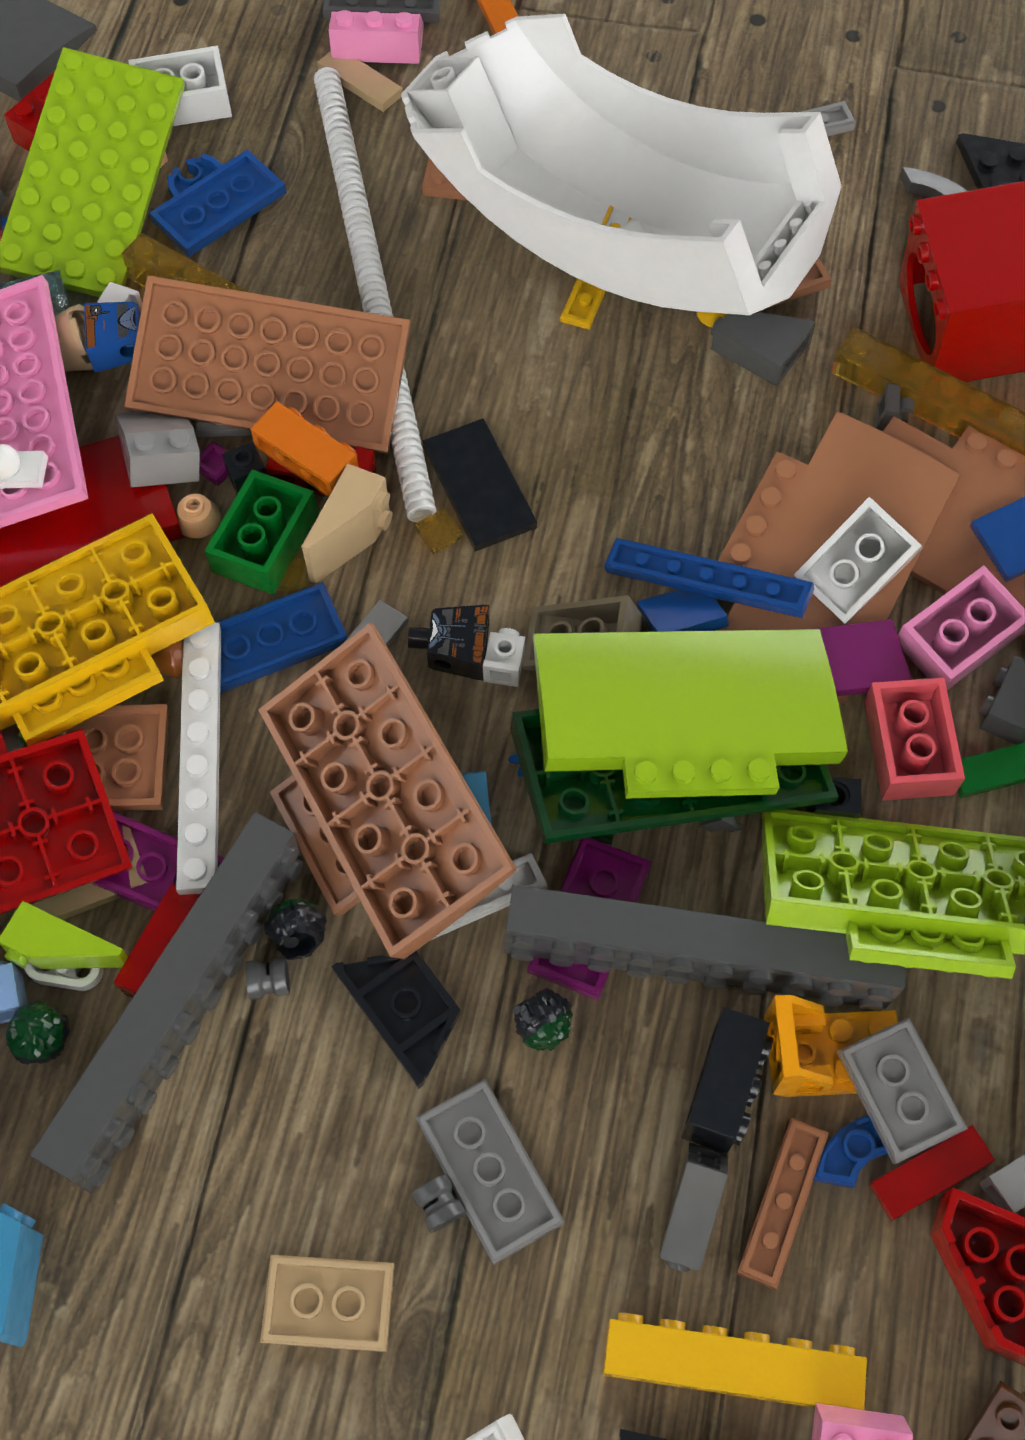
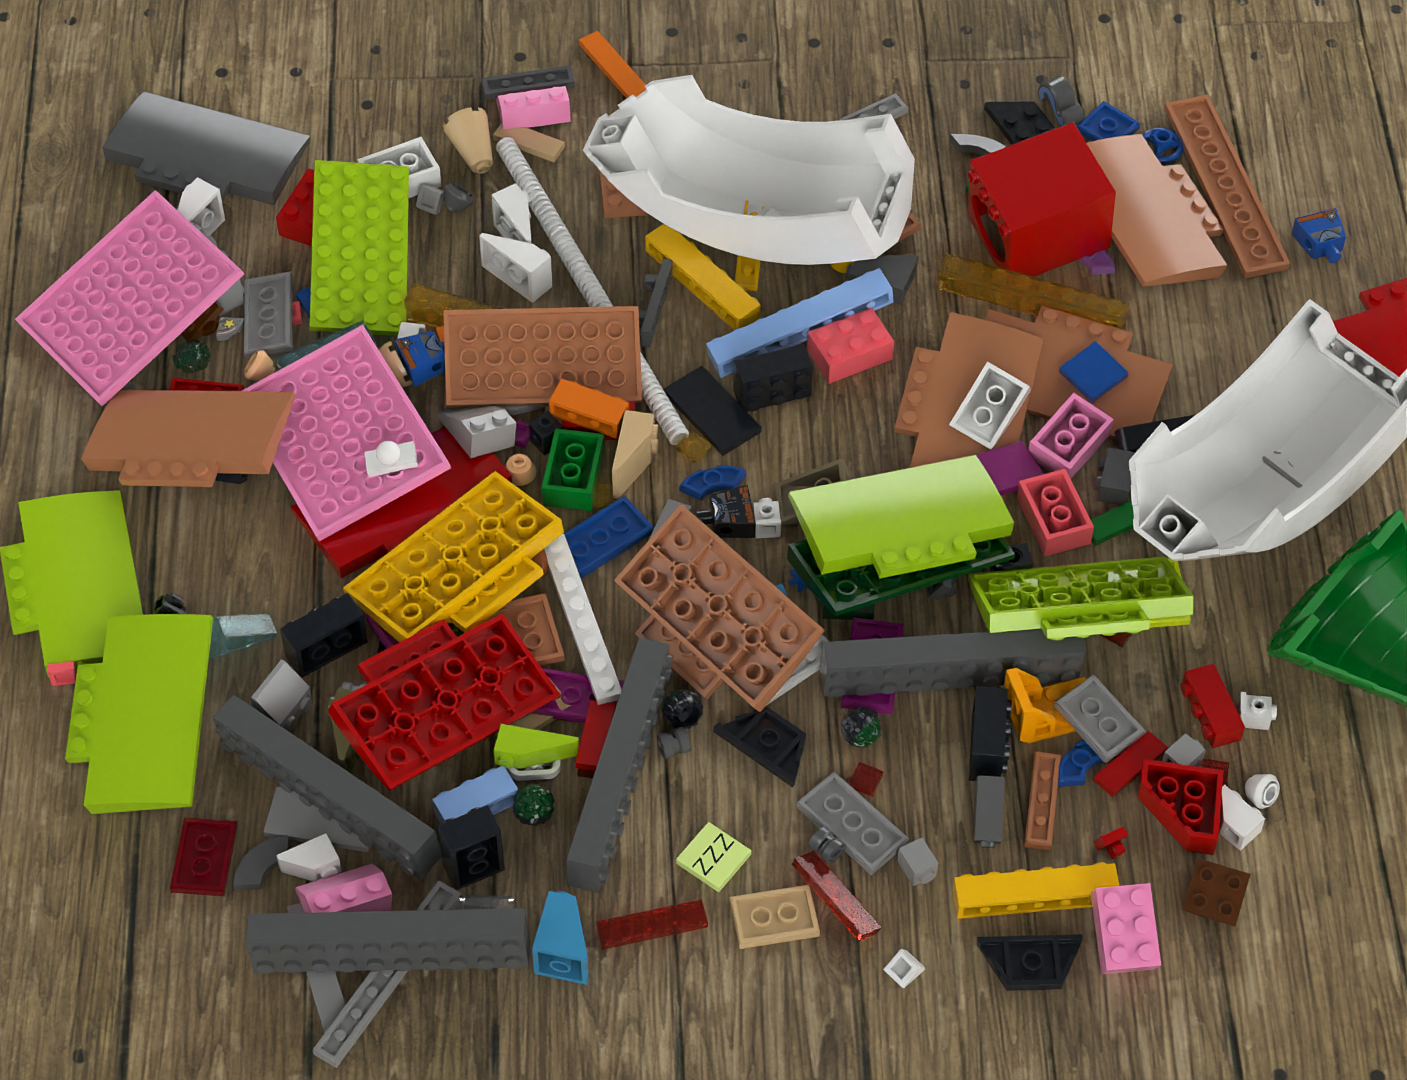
camera: 15 degrees left, 10 degrees down
(144, 1270) = (651, 924): none -> clear red tile
(210, 129) = (430, 199): none -> light grey tile
(214, 199) = (451, 250): blue plate -> none
(242, 132) = (457, 197): none -> dark grey cone
(269, 1178) = (713, 857): none -> yellowish green tile
(284, 58) = (471, 137): none -> tan cone
(285, 235) = (517, 264): none -> white slope
(302, 175) = (512, 213): none -> white slope
(428, 1295) = (836, 896): none -> clear red tile
(449, 583) = (708, 481): none -> blue tile
(461, 300) = (659, 286): none -> dark grey hinge
(523, 300) = (703, 277): none -> yellow brick
(529, 1101) = (866, 779): none -> clear red tile
(565, 1269) = (917, 862): none -> light grey brick
(569, 456) = (773, 378): none -> black brick
(630, 384) = (792, 324): none -> light blue brick
(682, 612) = (880, 461): blue tile -> none
(690, 430) = (850, 345): none -> coral brick
(710, 577) = (891, 438): blue tile -> none
(871, 1306) = (1112, 841): none -> red tile
(892, 405) = (985, 302): dark grey tile -> none

